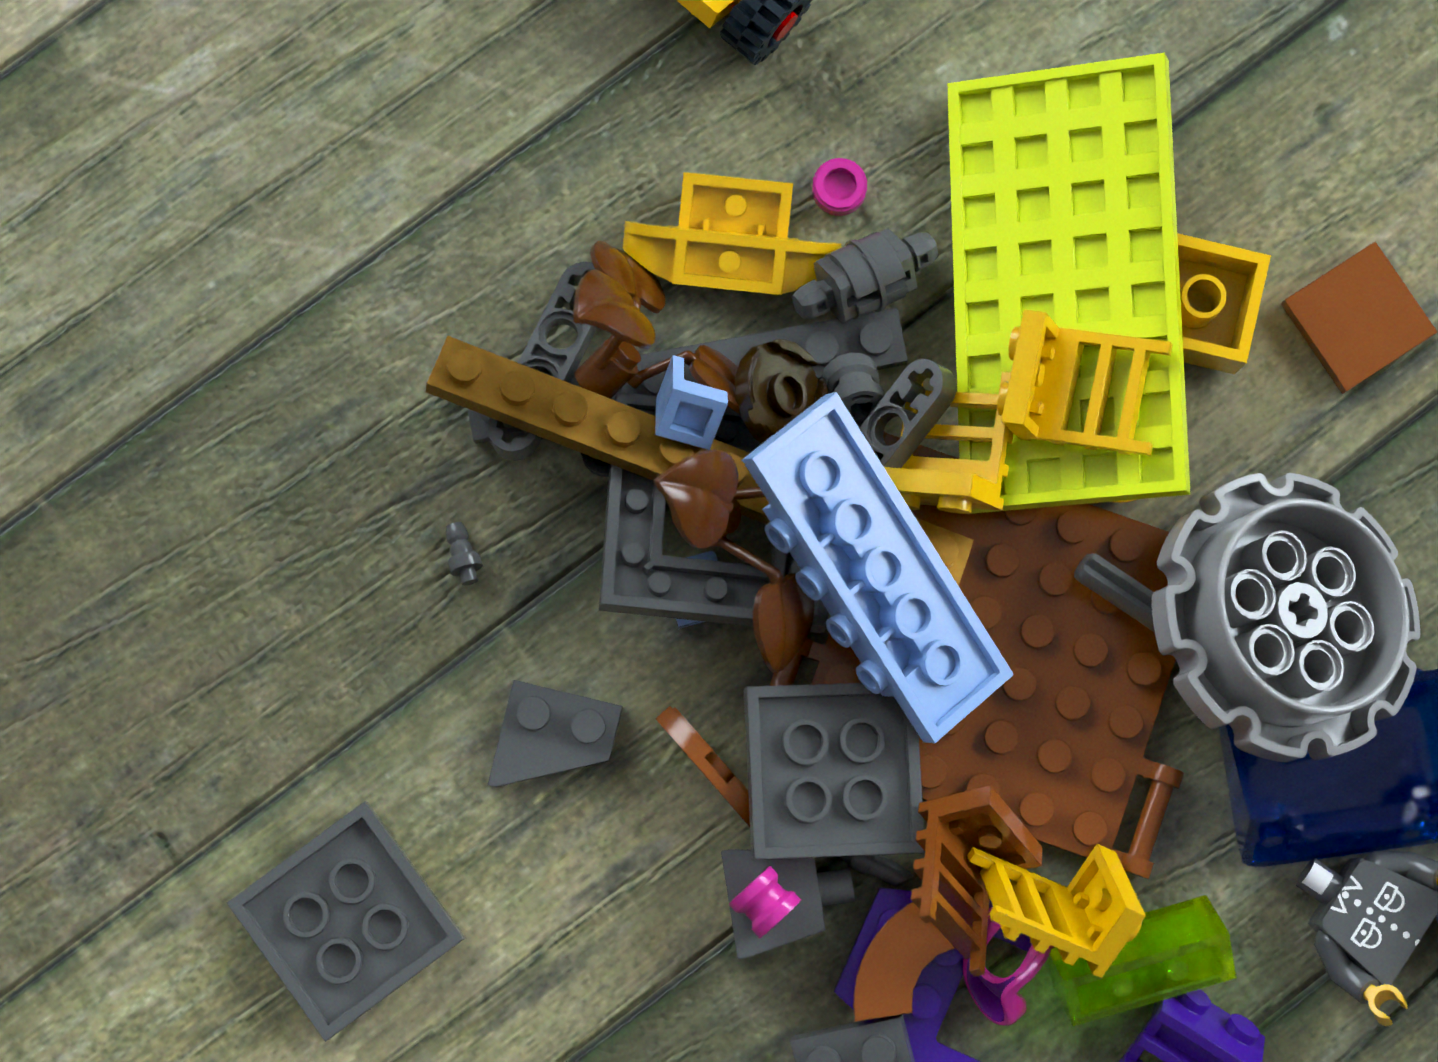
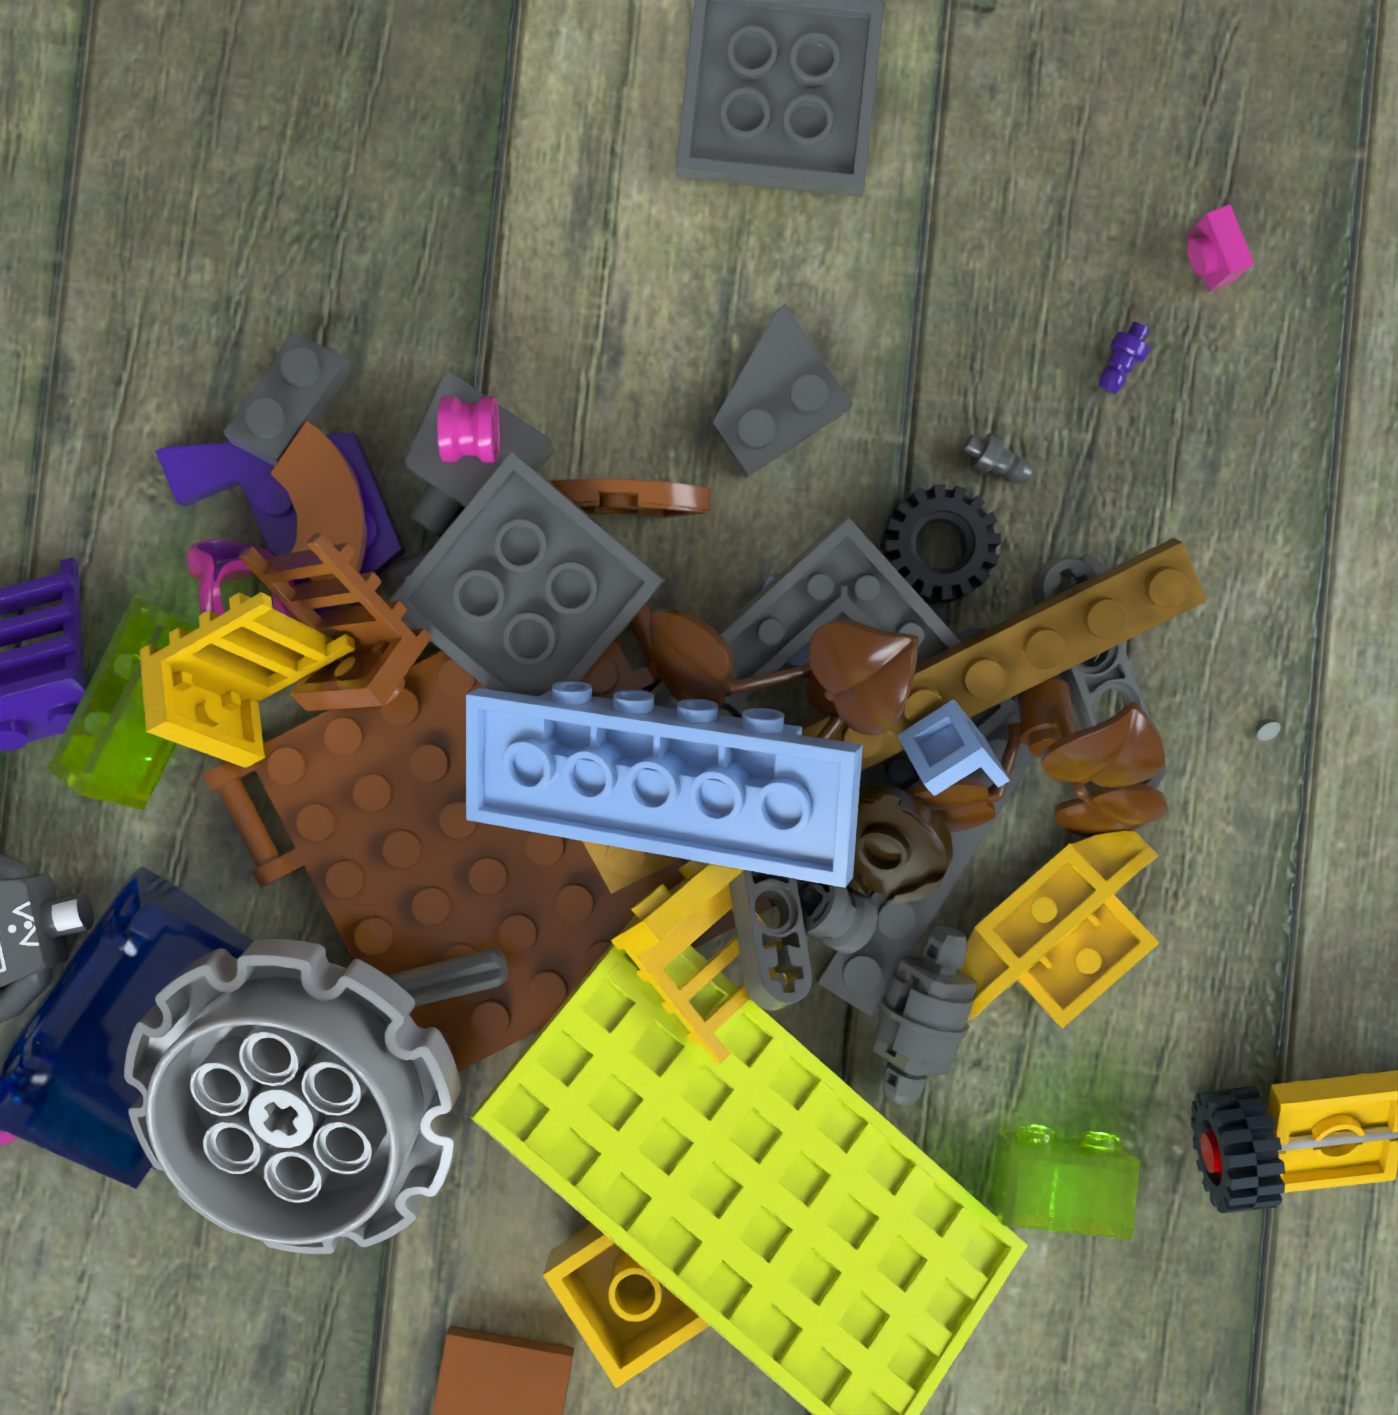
camera: 135 degrees right, 5 degrees up
(197, 535) = (1218, 248): none -> dark pink plate
(315, 533) = (1127, 350): none -> dark purple piece
(480, 225) = (1267, 729): none -> light grey piece
(539, 508) = (971, 522): none -> black tyre
(839, 186) = (1021, 1066): dark pink tile -> none
(887, 96) = (1065, 1182): none -> clear neon green brick
(1044, 381) = (689, 1086): yellow plate -> none

